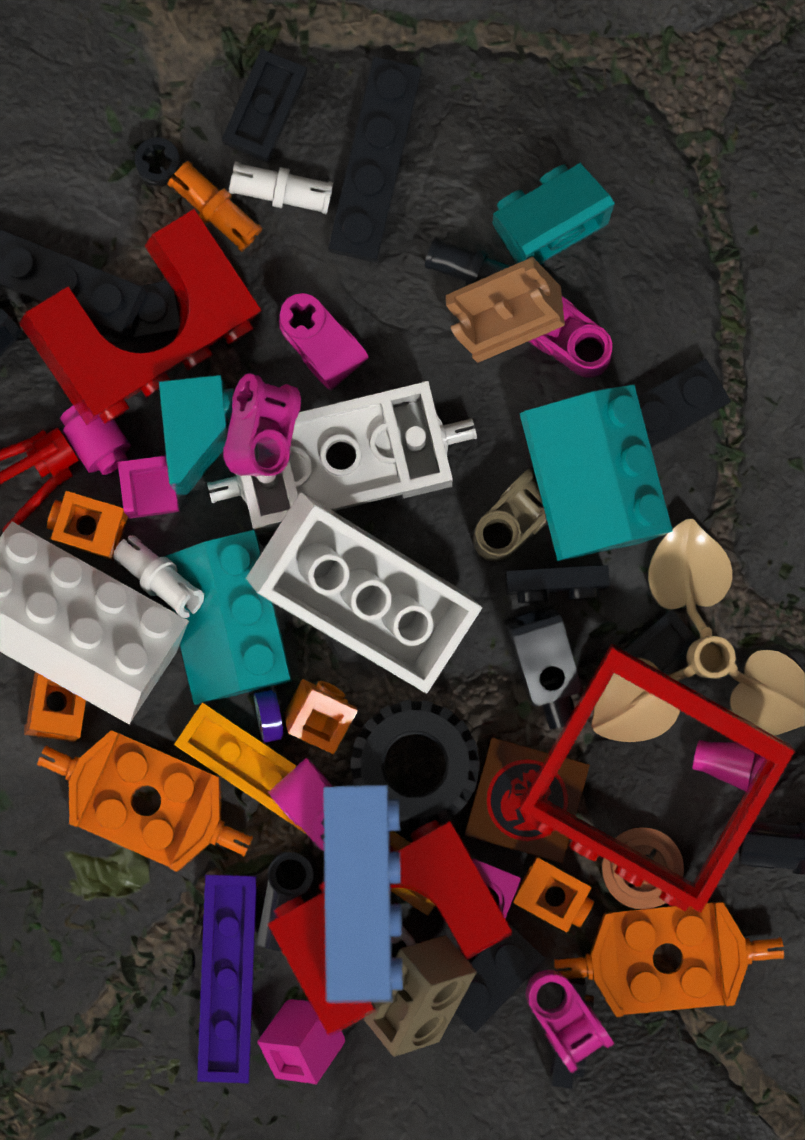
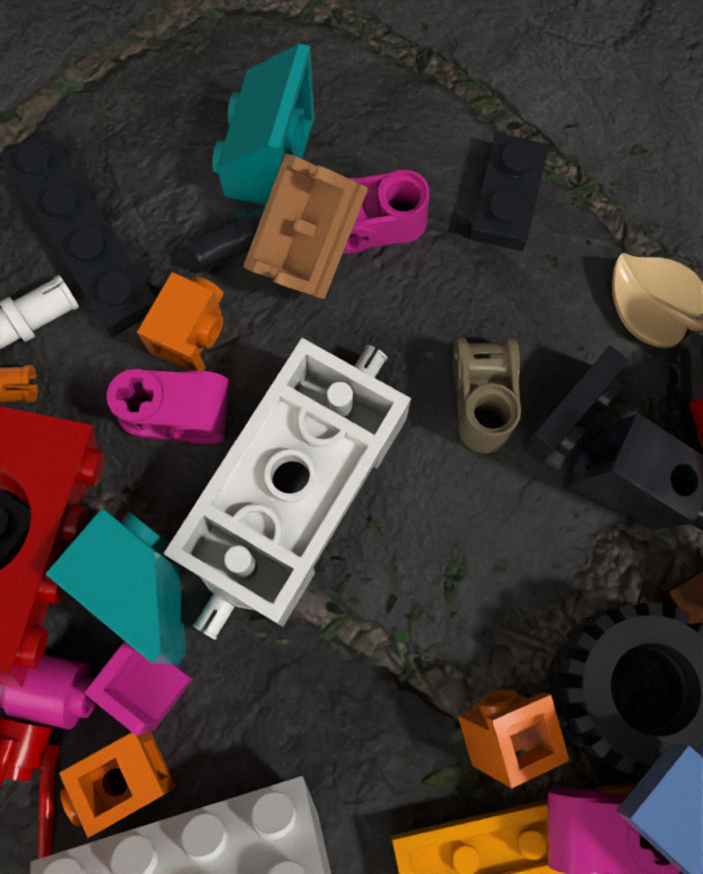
camera: 50 degrees left, 10 degrees down
(158, 576) = (232, 761): white pin -> none
(235, 635) = (341, 731): teal slope -> none
(261, 423) = (186, 511): dark pink piece -> none
(268, 716) = (464, 784): dark purple tile -> none
(363, 593) = (436, 581): white brick -> none
(379, 293) = (183, 321): none -> orange brick
(596, 472) = (517, 282): teal slope -> none

